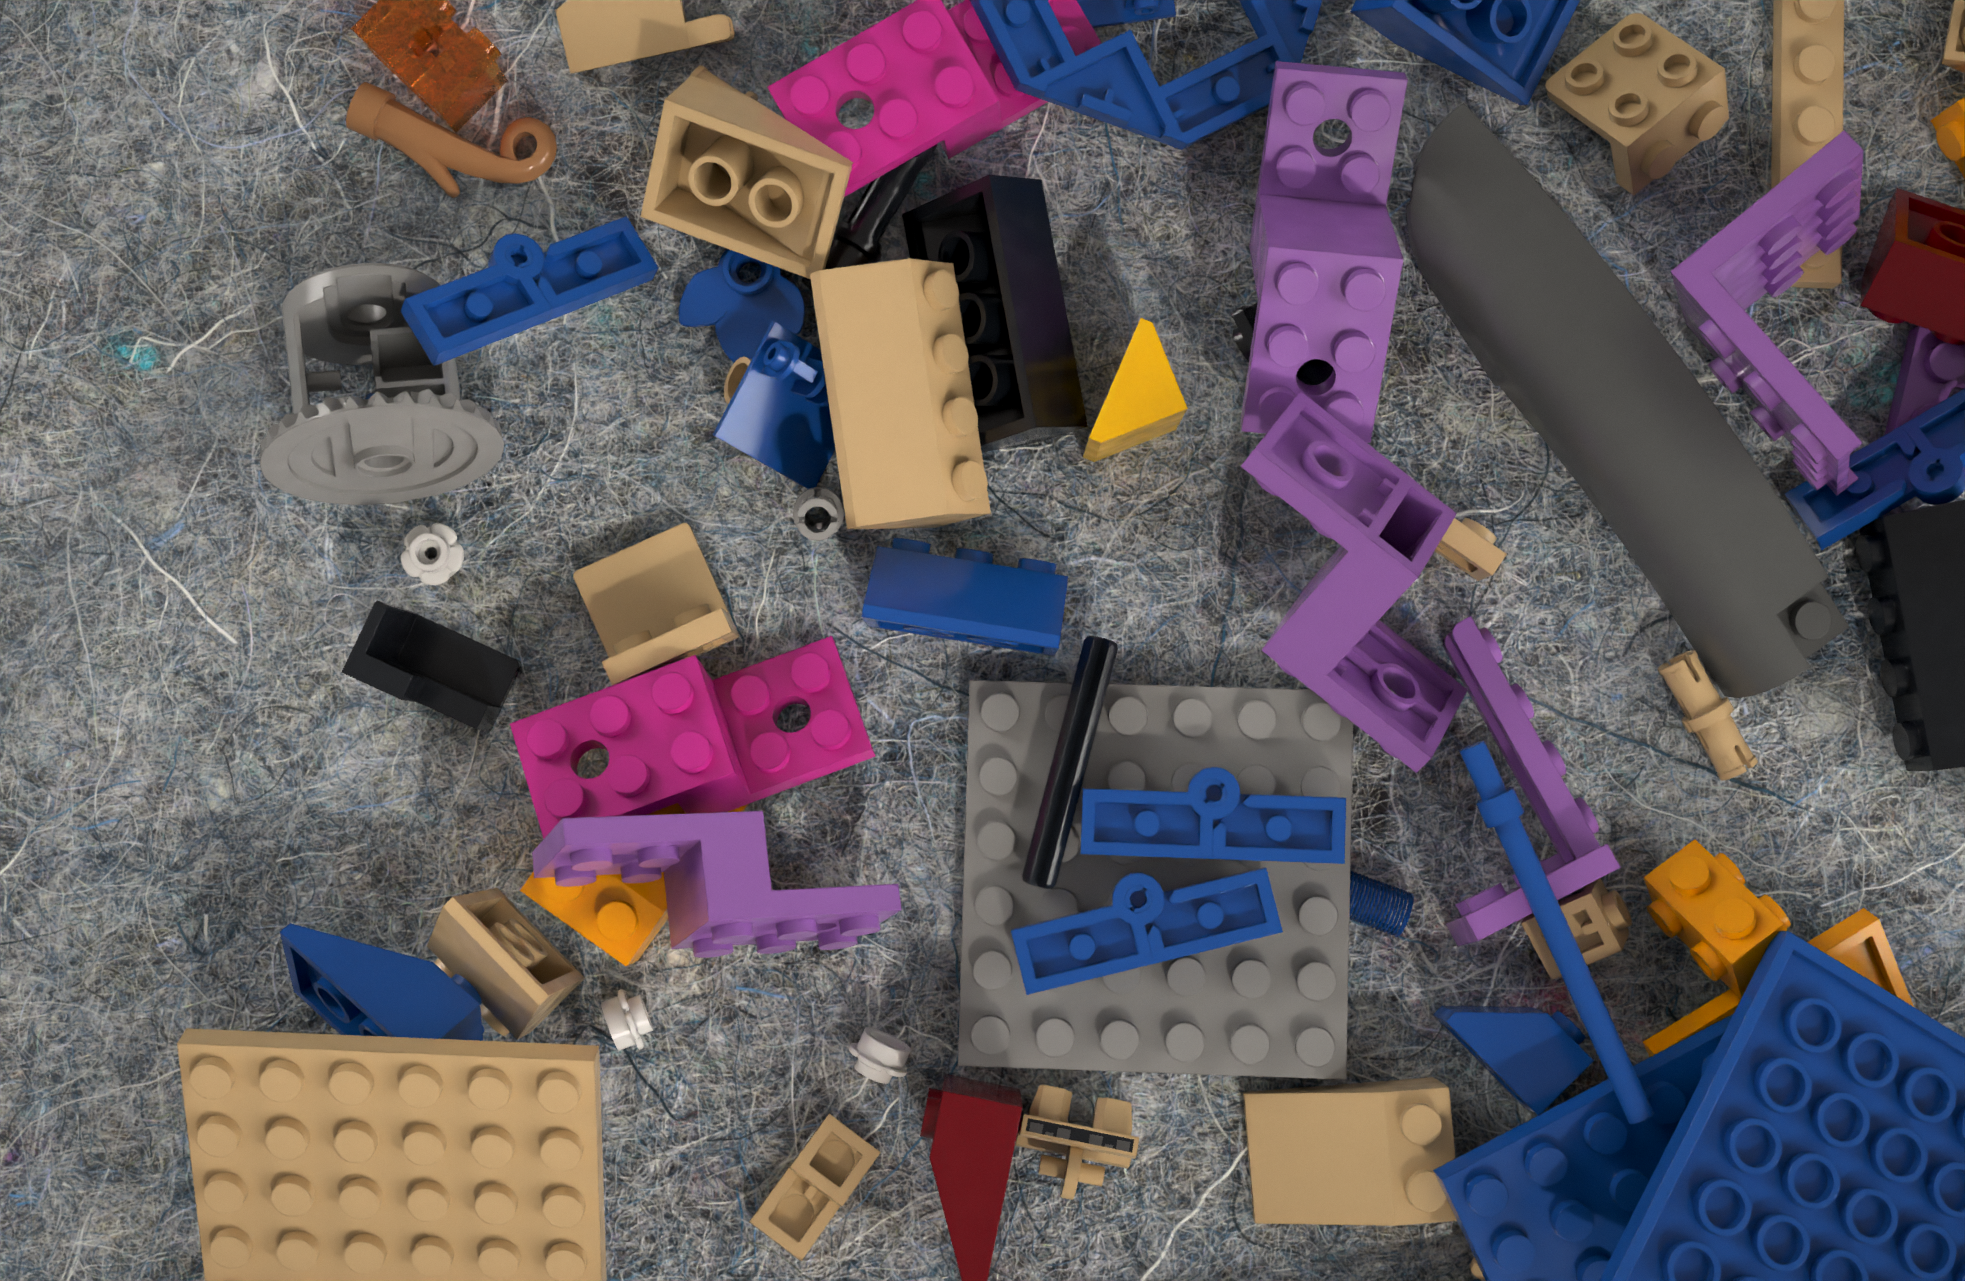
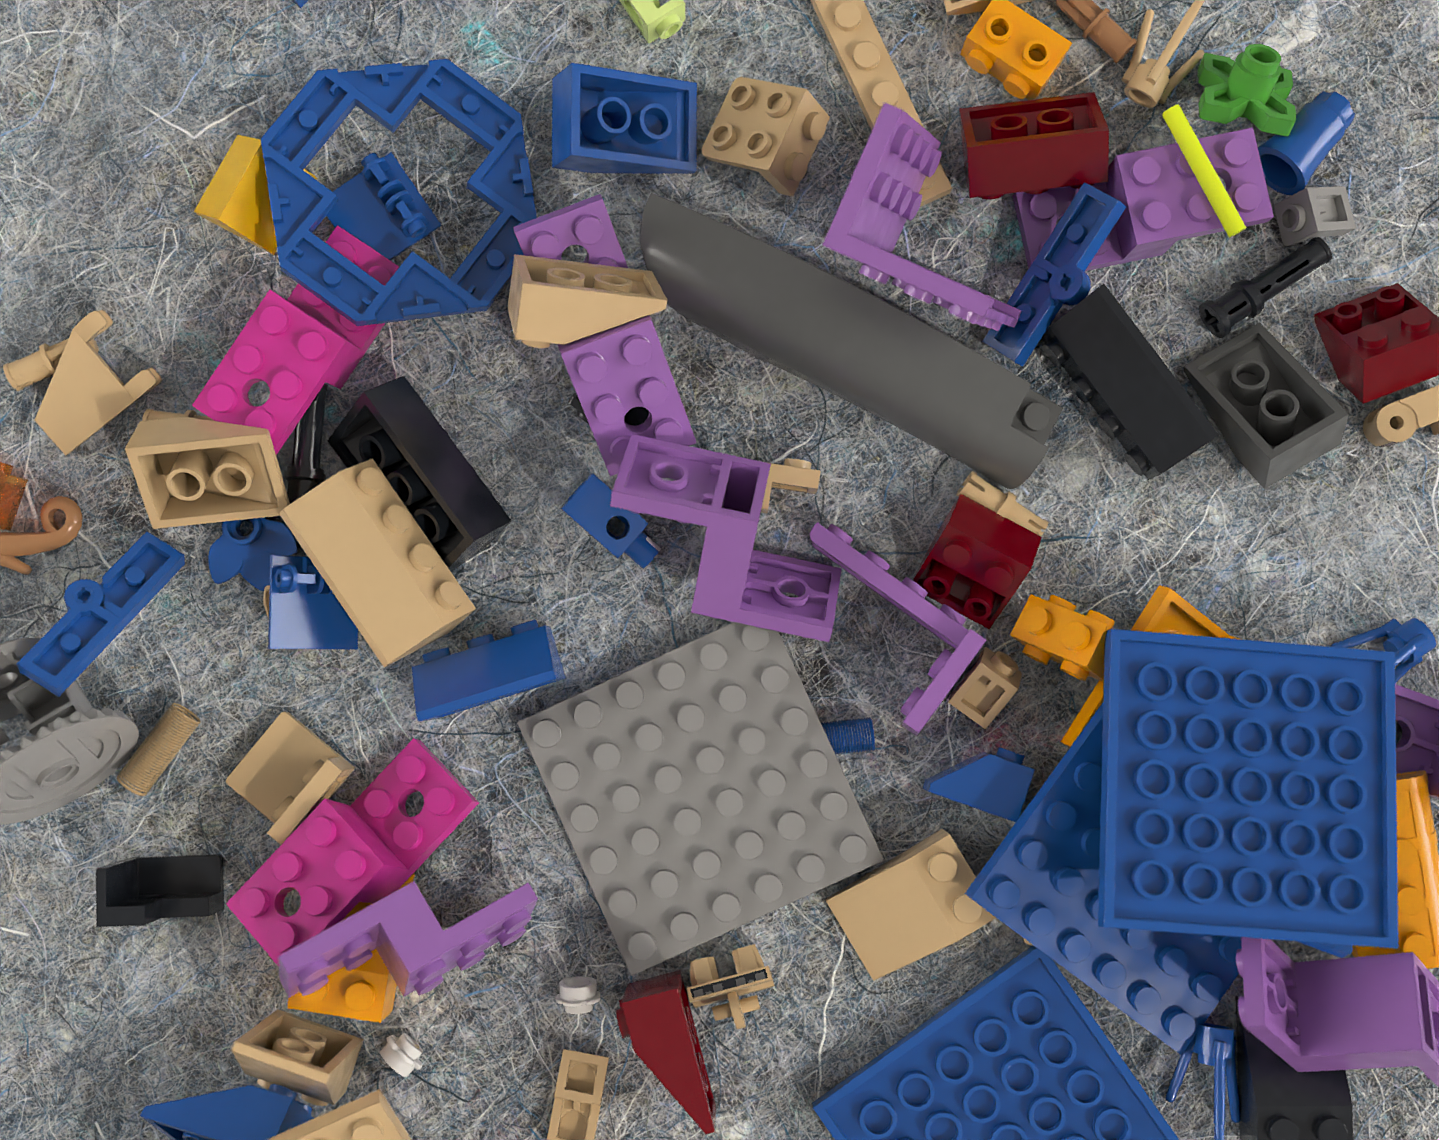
camera: 20 degrees left, 0 degrees up
(448, 559) = (139, 817): white plate -> none
(540, 477) = (147, 762): none -> tan piece
(814, 528) = (361, 675): light grey pin -> none
(1069, 762) = (605, 745): black axle -> none
(1141, 400) = (531, 490): yellow slope -> none
(1145, 928) = (704, 829): blue hinge -> none
(1194, 463) = (592, 510): none -> blue torso
(1213, 823) = (714, 739): blue hinge -> none
(1313, 191) = (573, 300): none -> tan slope
(1501, 810) = (891, 642): blue bar -> none
(1646, 765) = (977, 561): none -> dark red slope

